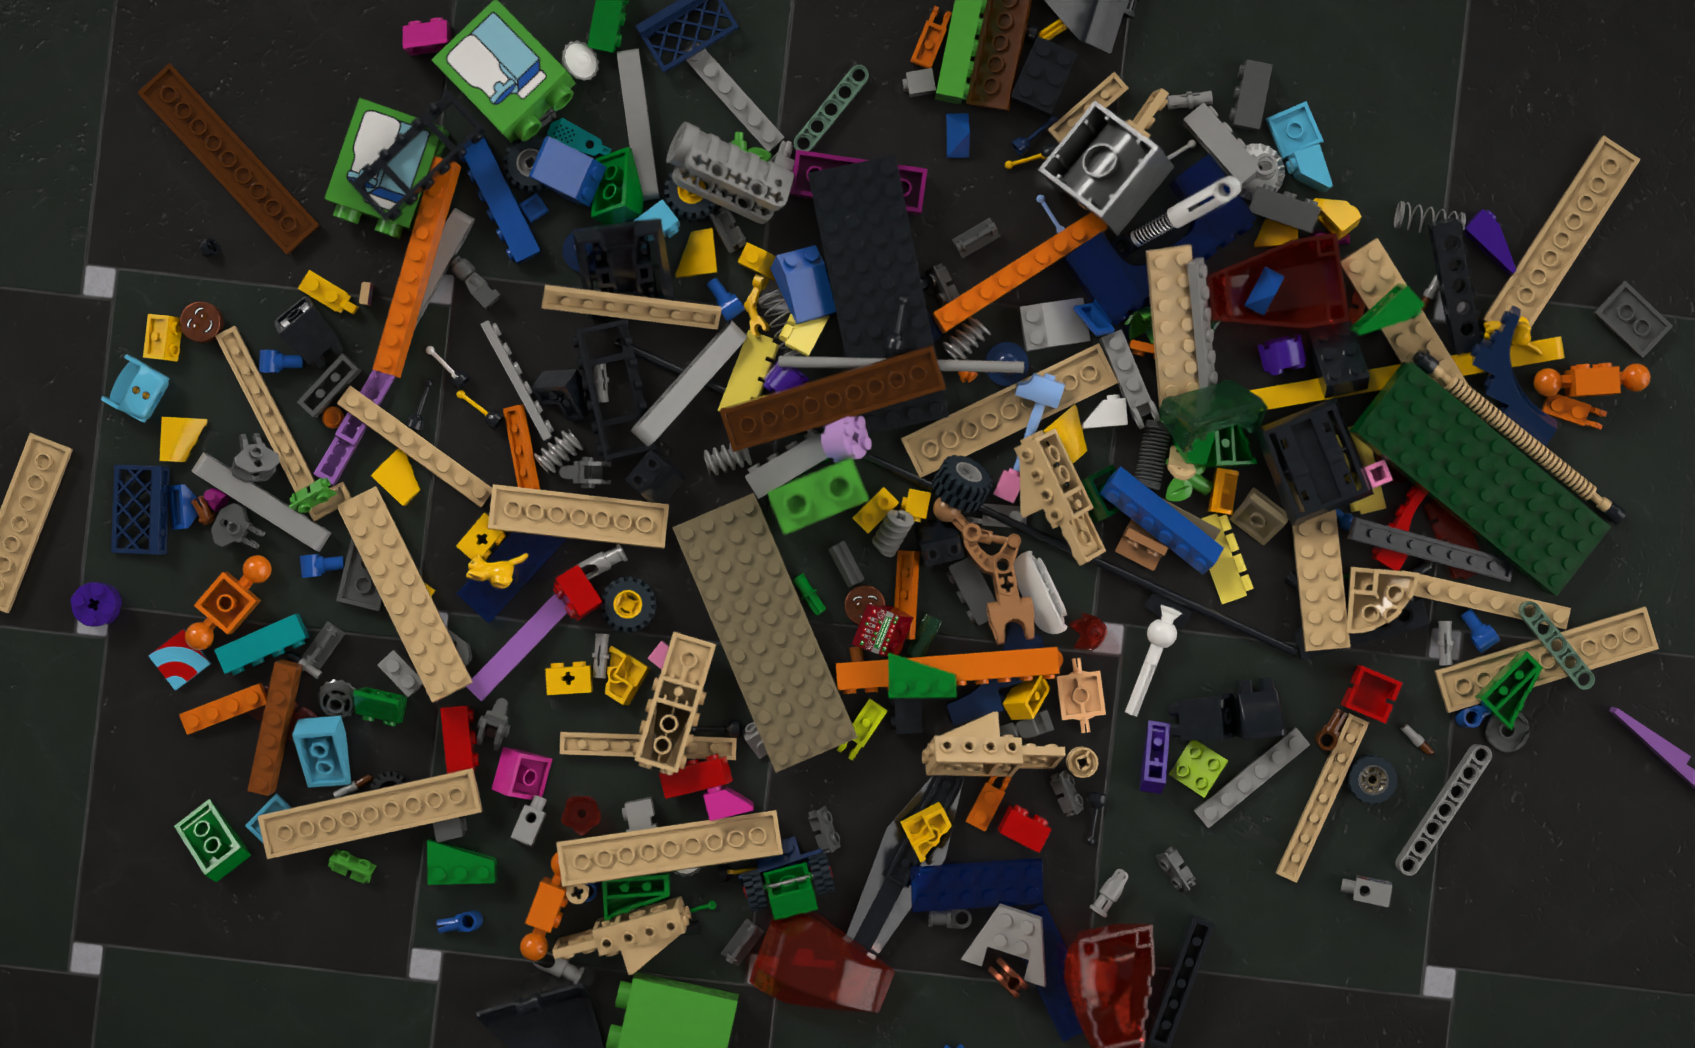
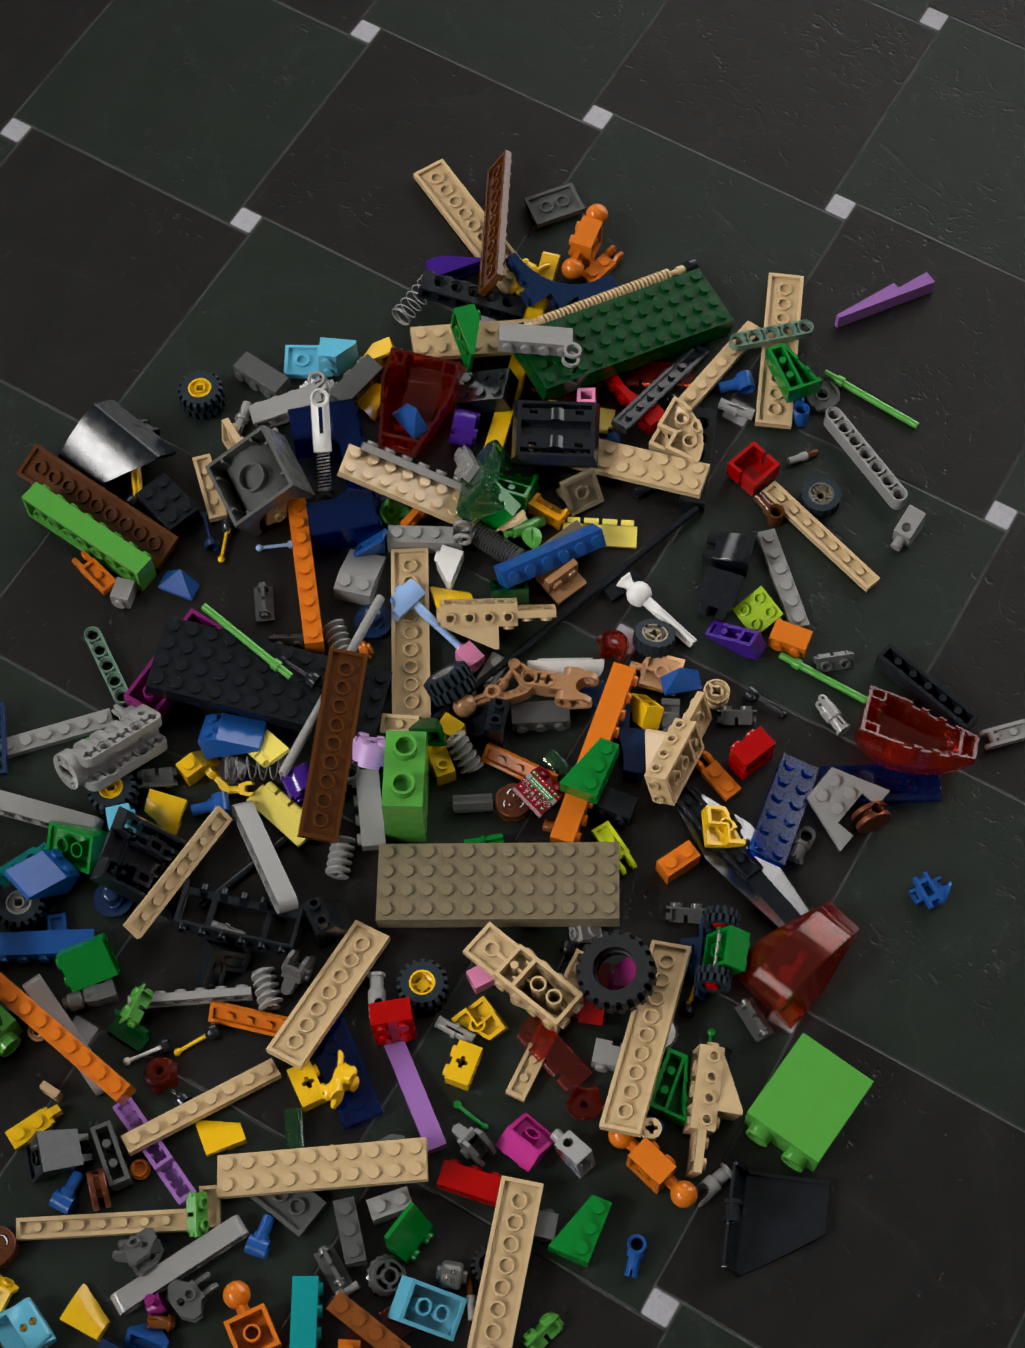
camera: 65 degrees left, 25 degrees down
(293, 390) = (98, 1188): none -> copper head
(360, 647) = (350, 1232): none -> dark grey brick
(364, 759) = (451, 1275): none -> dark grey head
(433, 546) = (294, 1128): none -> clear green axle
(440, 394) = (168, 1078): none -> clear red piece
(457, 338) = (135, 1038): none -> dark green panel
(468, 334) = (131, 1012): none -> bright green hinge
(502, 264) = (87, 962): none -> green brick
(530, 690) = (458, 1105): none -> green hinge
(619, 767) = (558, 1054): none -> clear red windscreen
(681, 797) = (599, 951): none -> black tyre
(873, 800) = (677, 862): none -> orange brick
(893, 487) = (434, 731): none -> dark green slope
(894, 296) = (275, 664): none -> bright green bar
(896, 451) = (397, 722): none -> tan plate
(1075, 721) = (680, 681): none -> blue slope
(1104, 667) = (654, 638): none -> black wheel
(1155, 833) = (797, 664): none -> bright green bar
(1180, 814) = (789, 638): none -> orange brick
(1197, 42) = (201, 395): none -> black wheel
(1229, 382) = (466, 463): none -> light grey hinge
(1411, 398) = (538, 340): none -> light grey hinge
(1534, 744) = (841, 381): none -> bright green bar
(1566, 267) = (495, 224): none -> reddish brown plate

